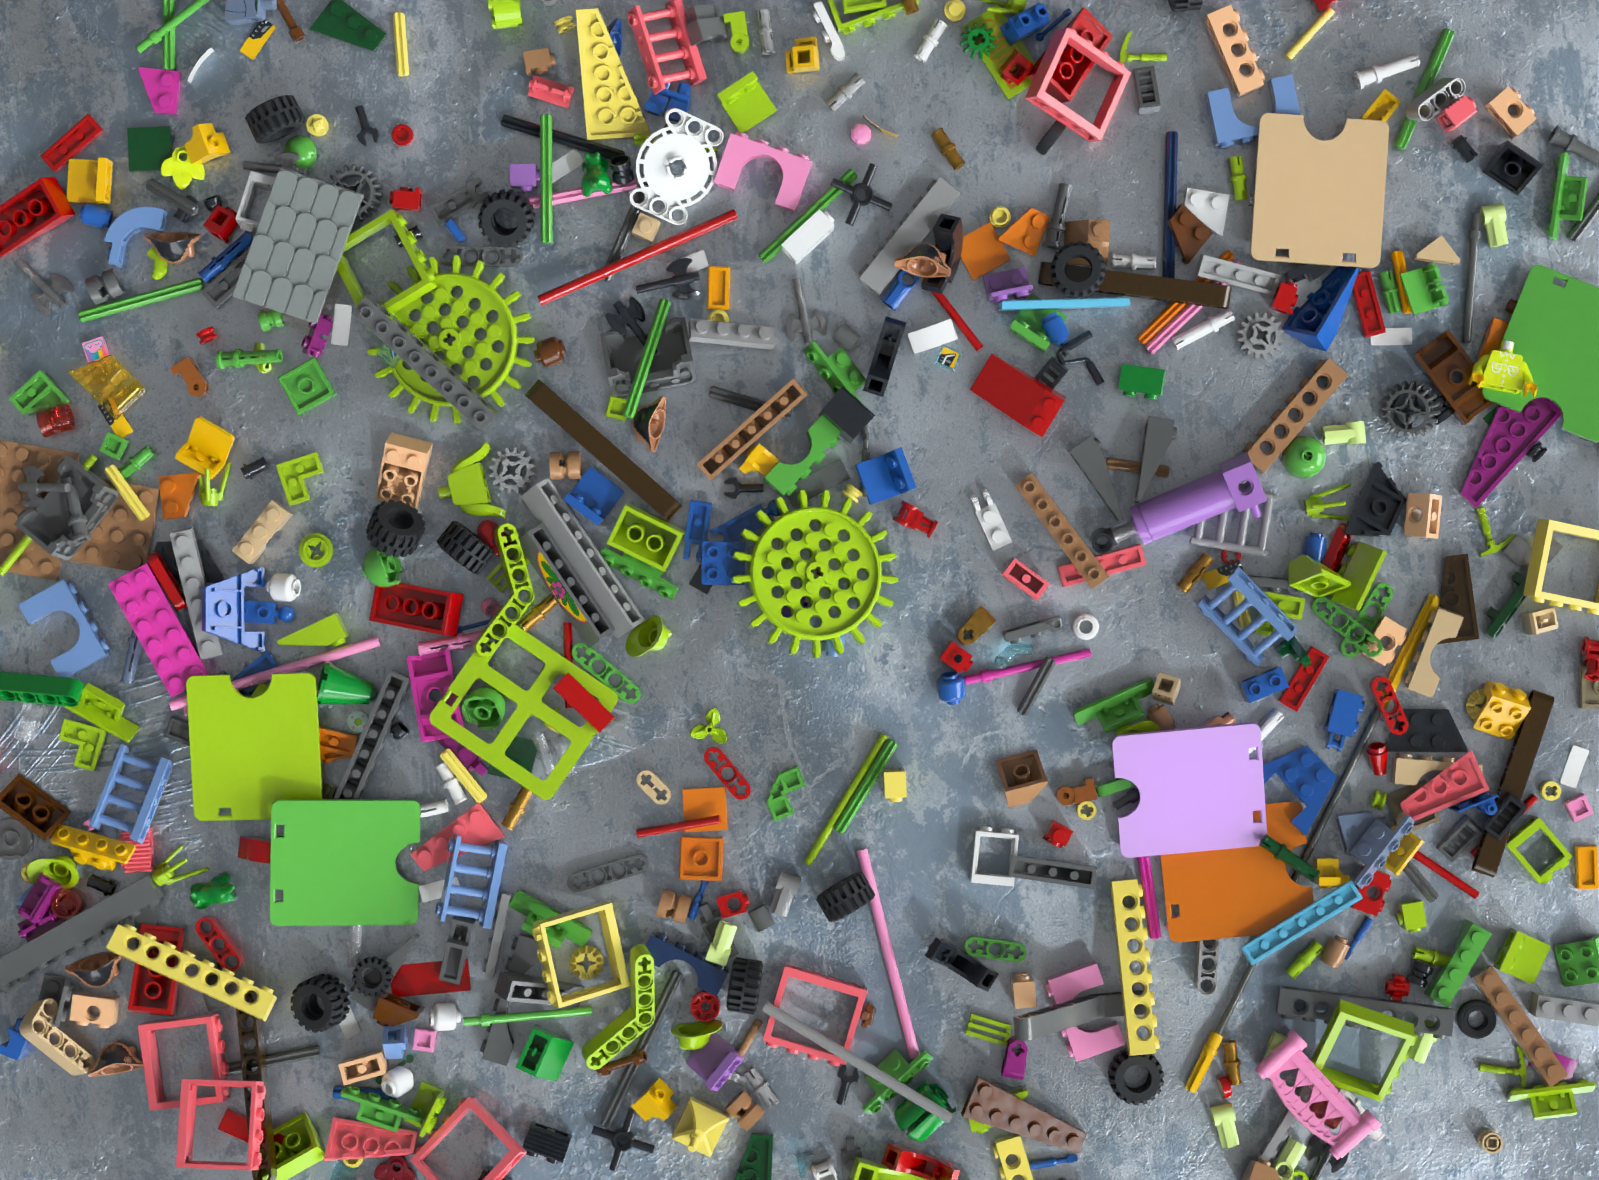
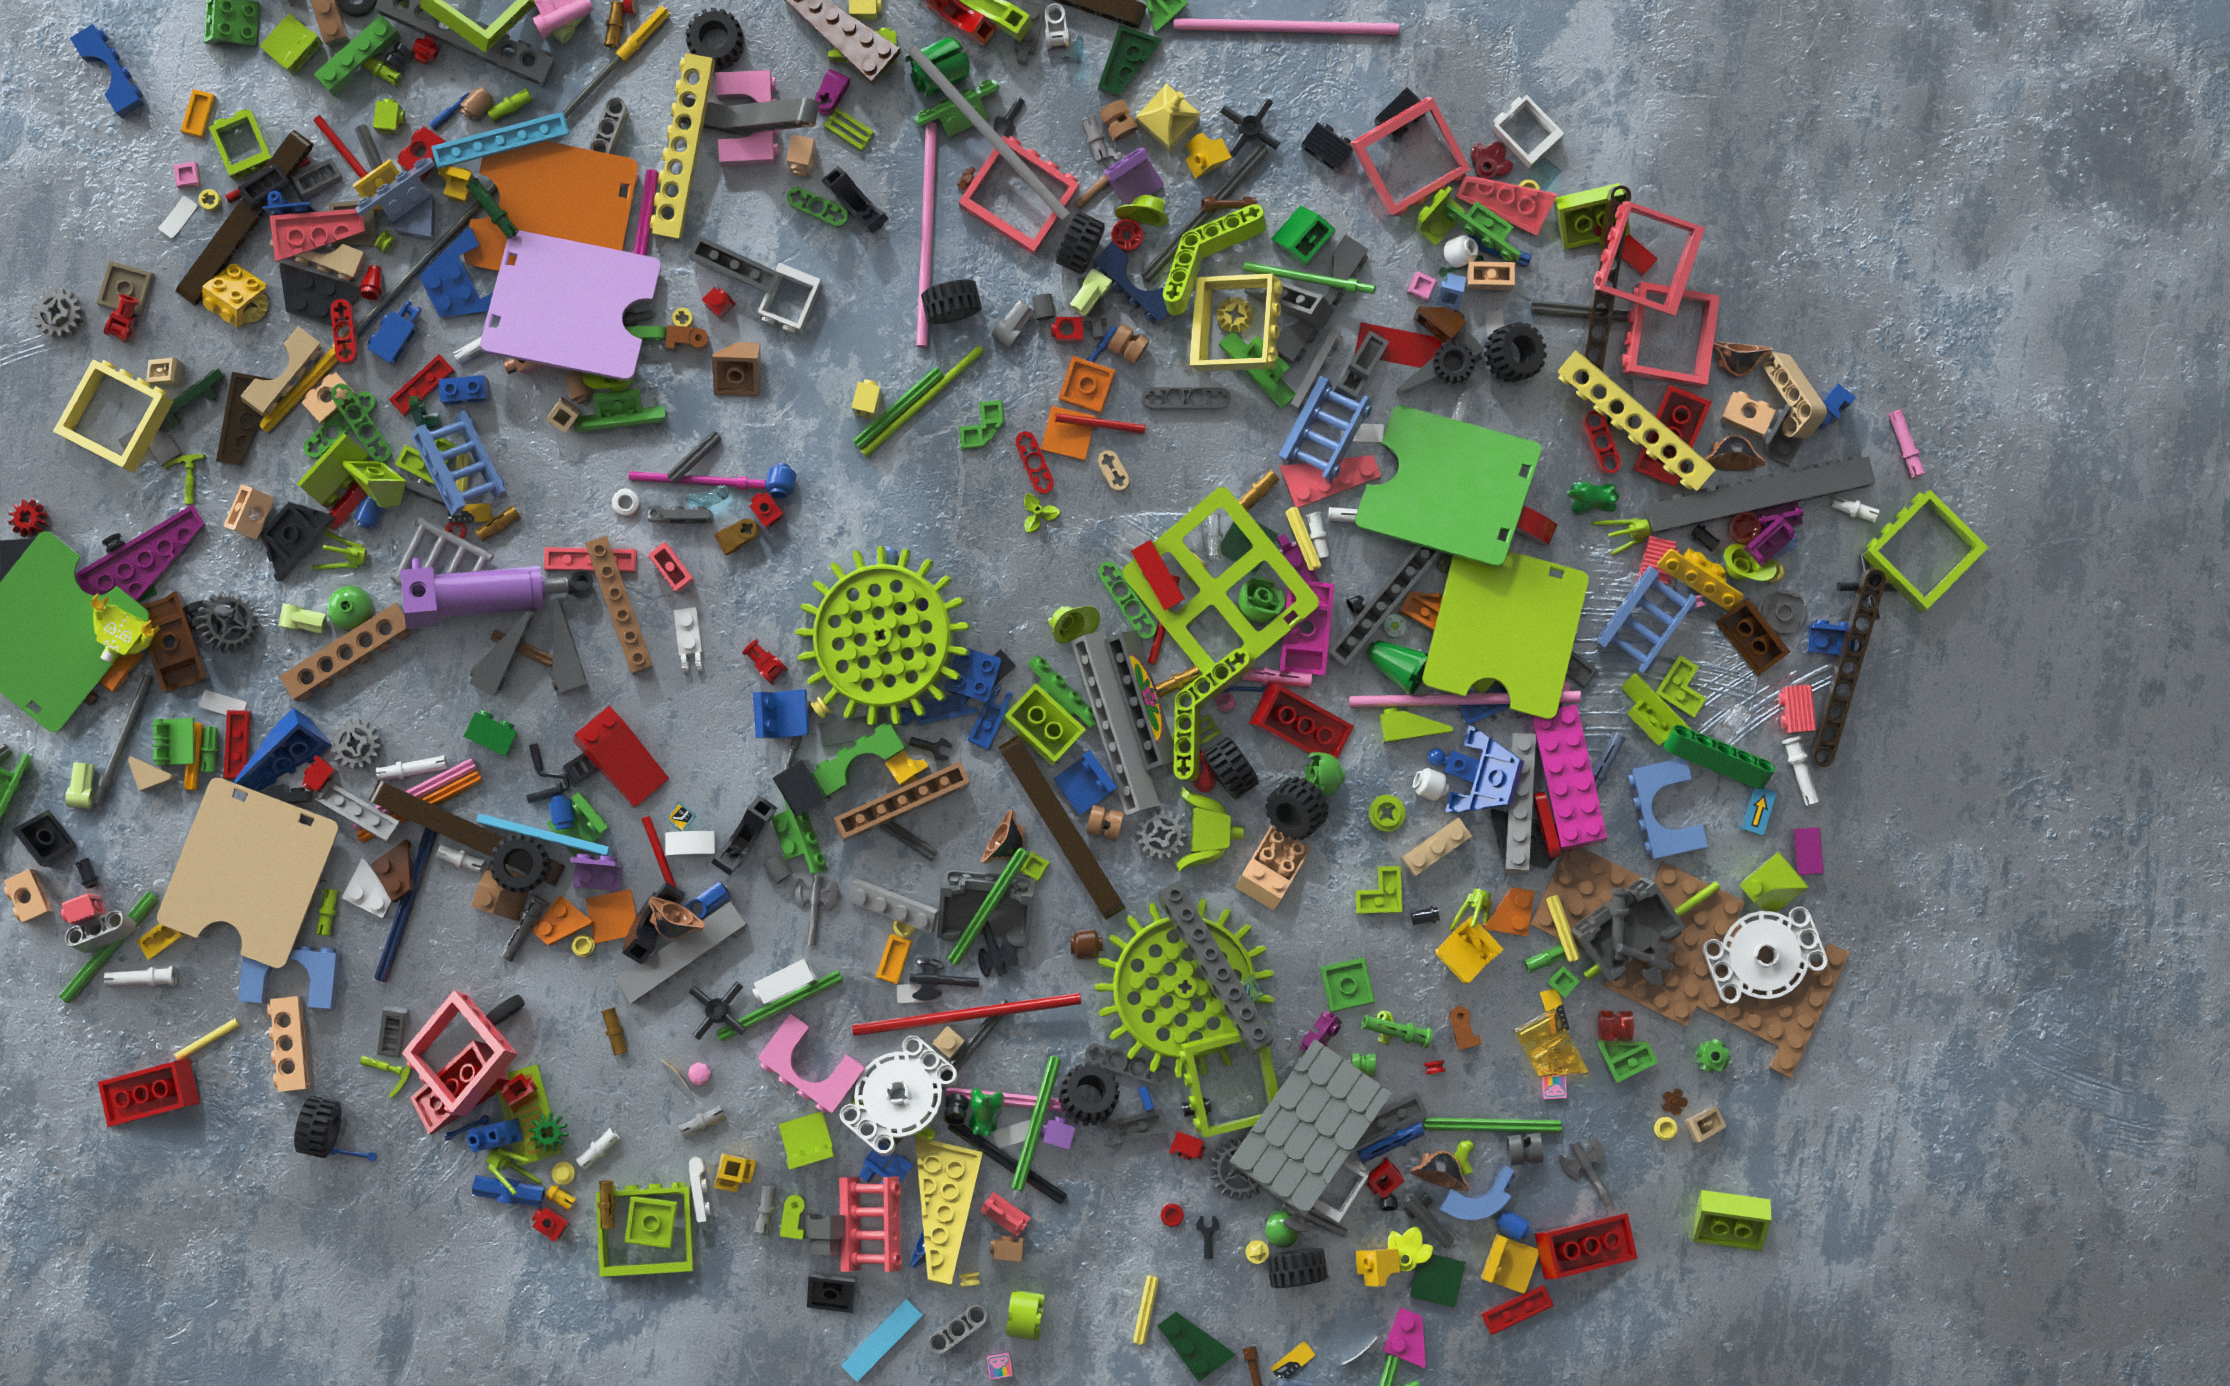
camera: 160 degrees left, 5 degrees down
(341, 324) = (1293, 1037): white sticker -> none
(444, 1016) = (1394, 302): white head -> none

